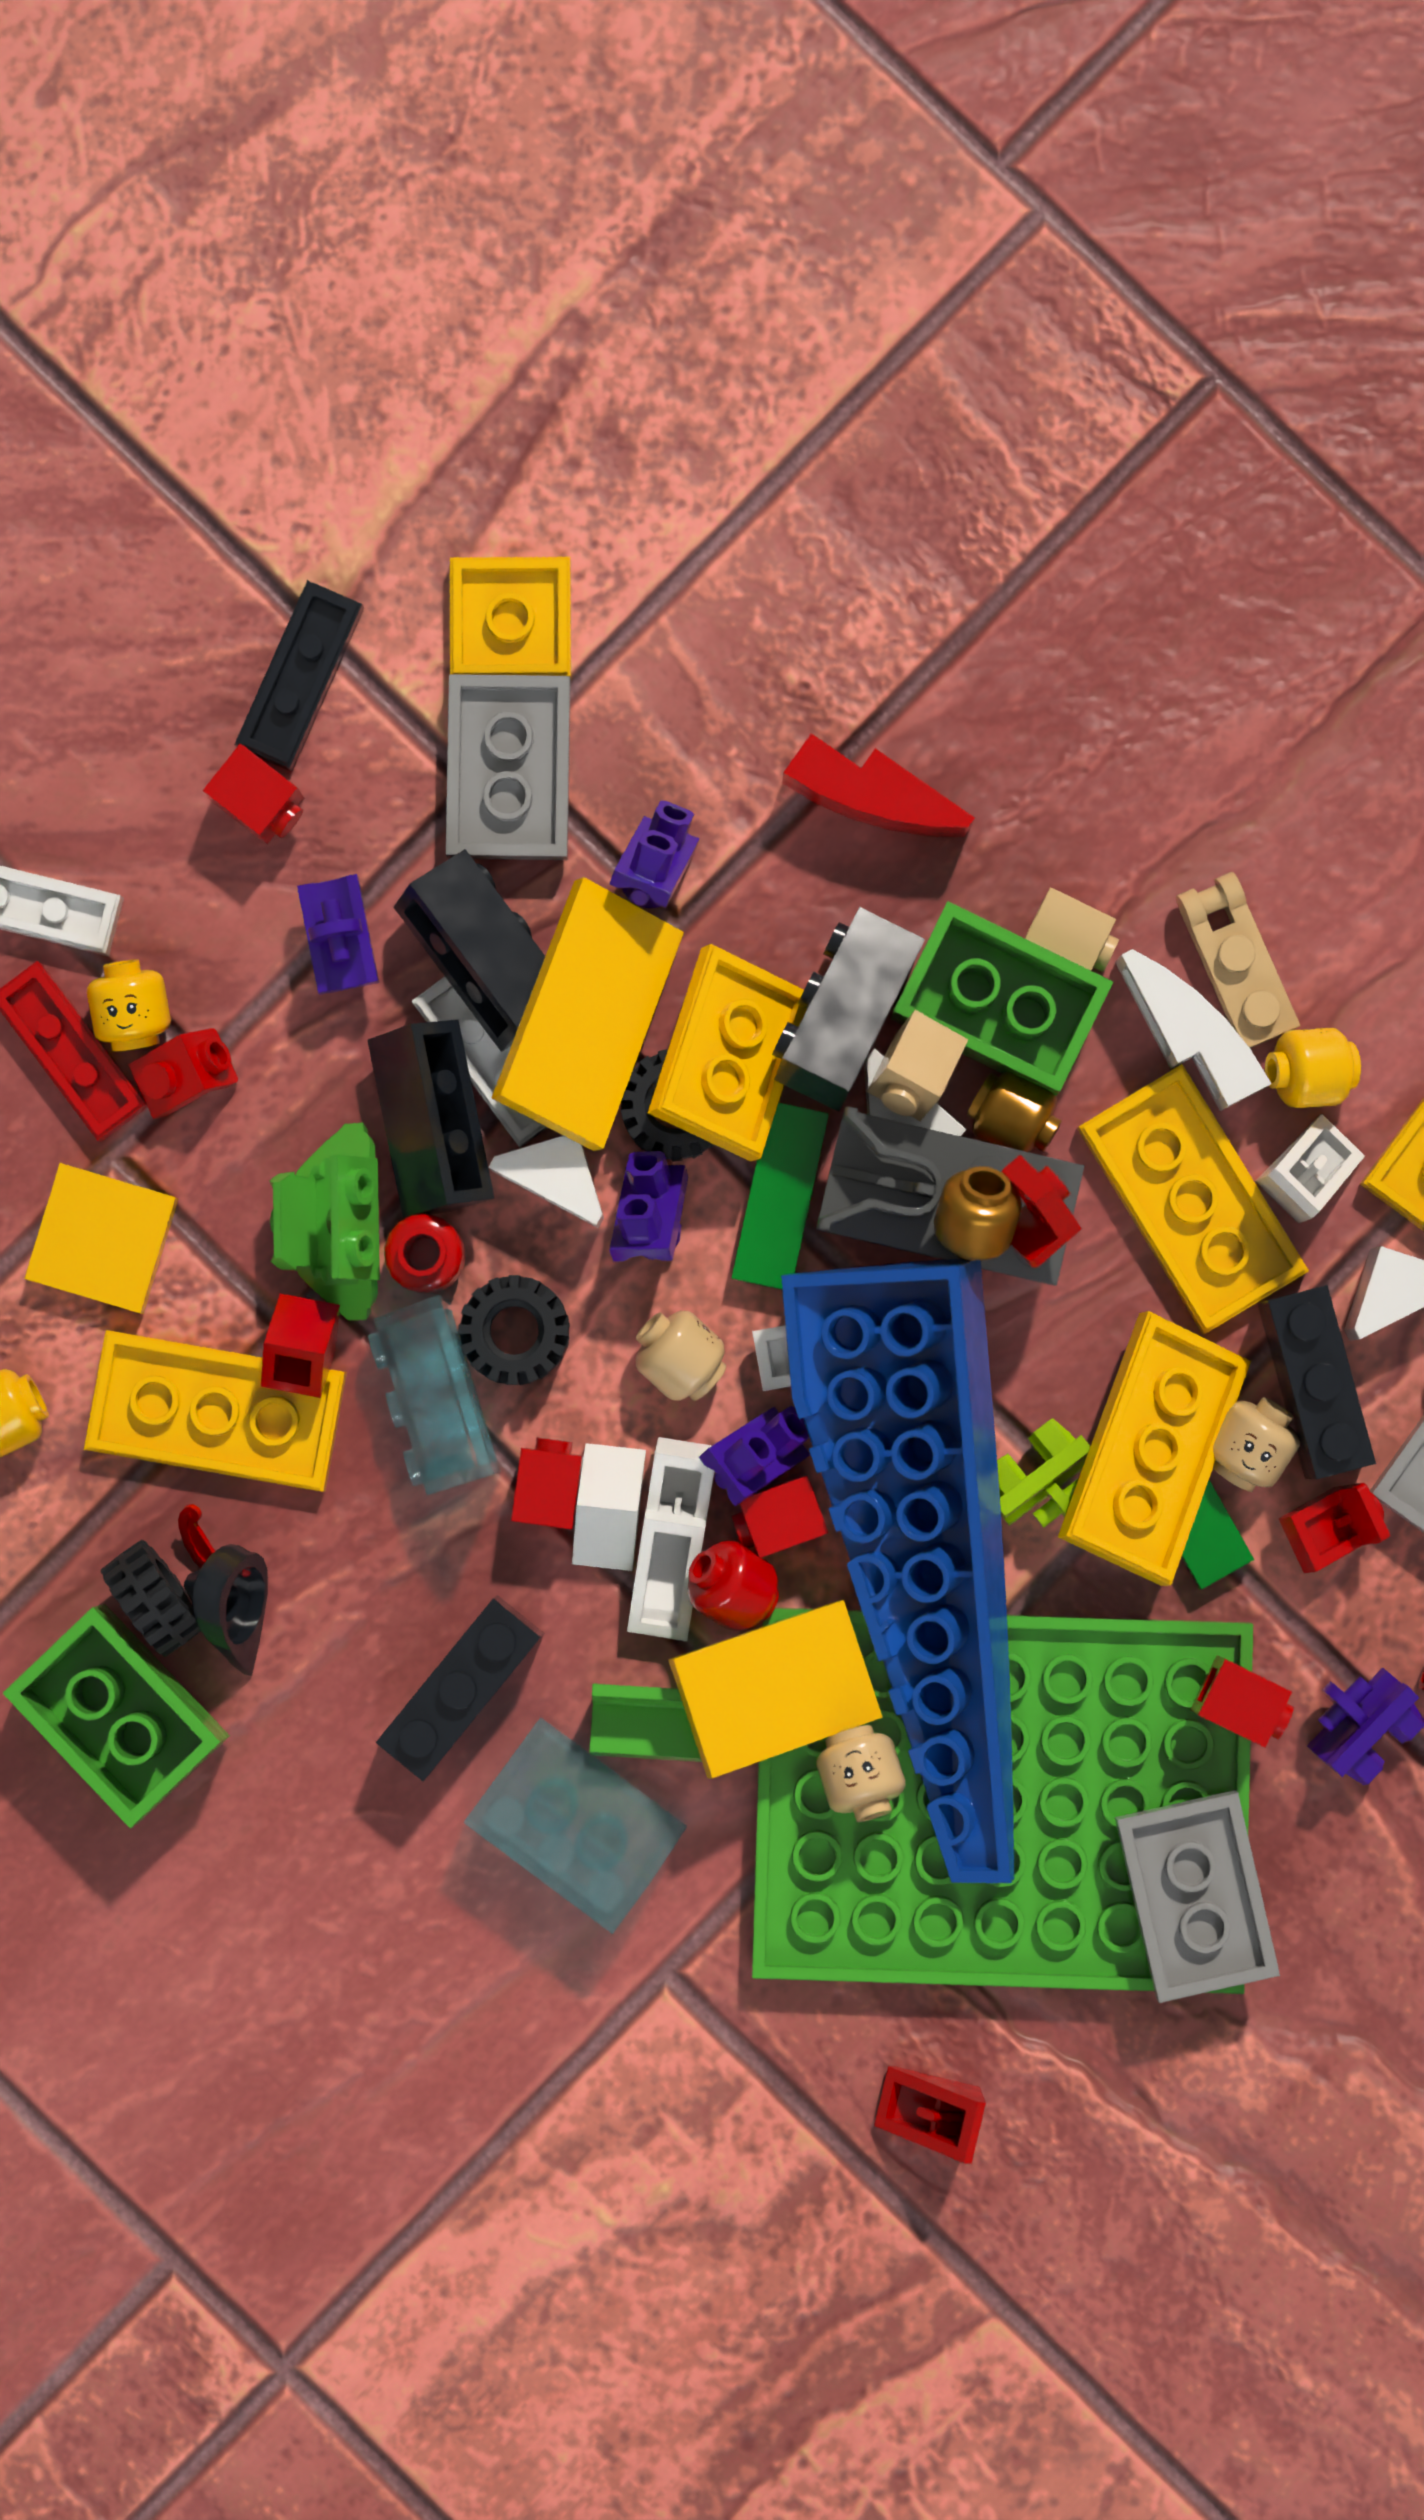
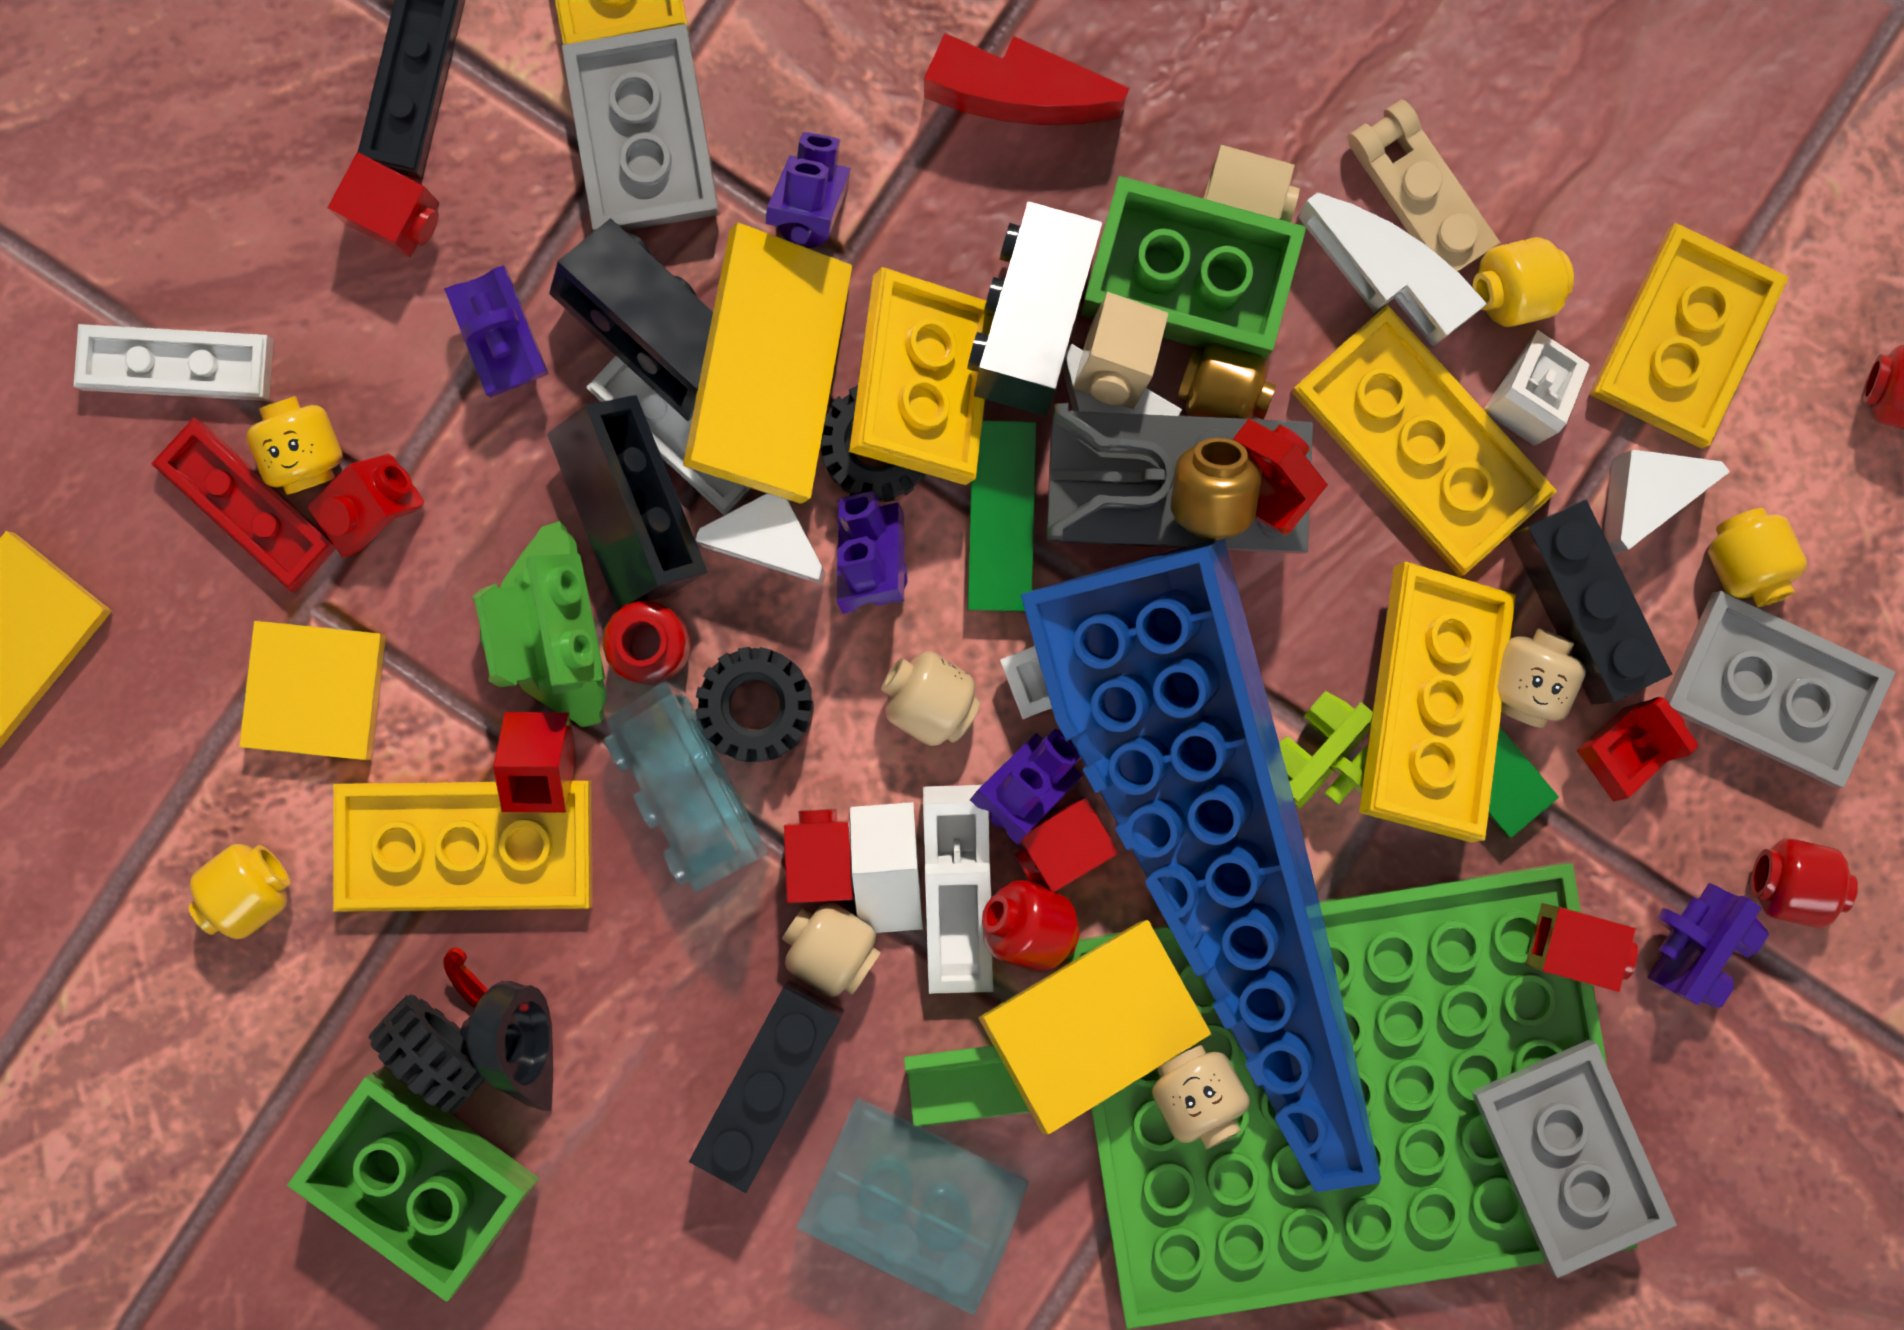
camera: 15 degrees left, 0 degrees up
(542, 1572) = (830, 949): none -> tan head

